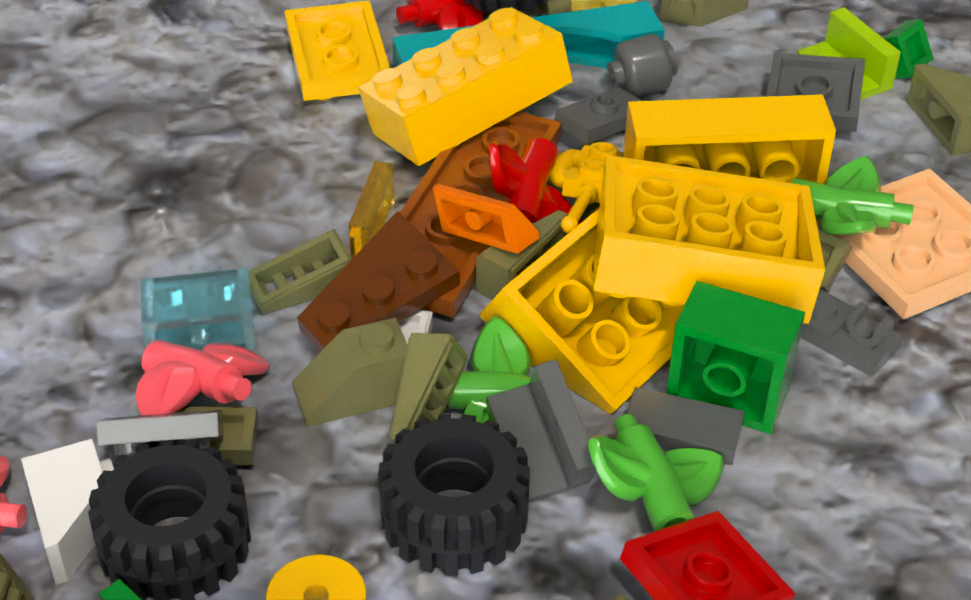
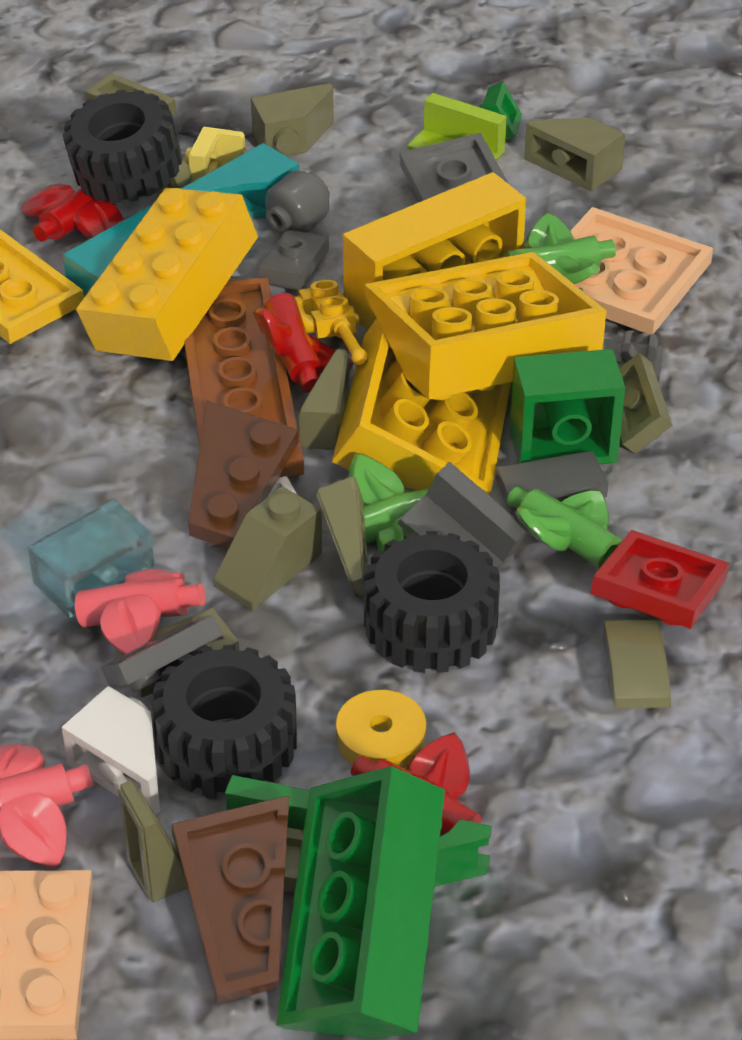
camera: 30 degrees left, 0 degrees up
(322, 254) = (145, 471): olive slope -> none
(373, 206) = (168, 415): clear yellow tile -> none
(483, 219) = (287, 379): orange slope -> none
(827, 382) = (644, 407): none -> olive plate

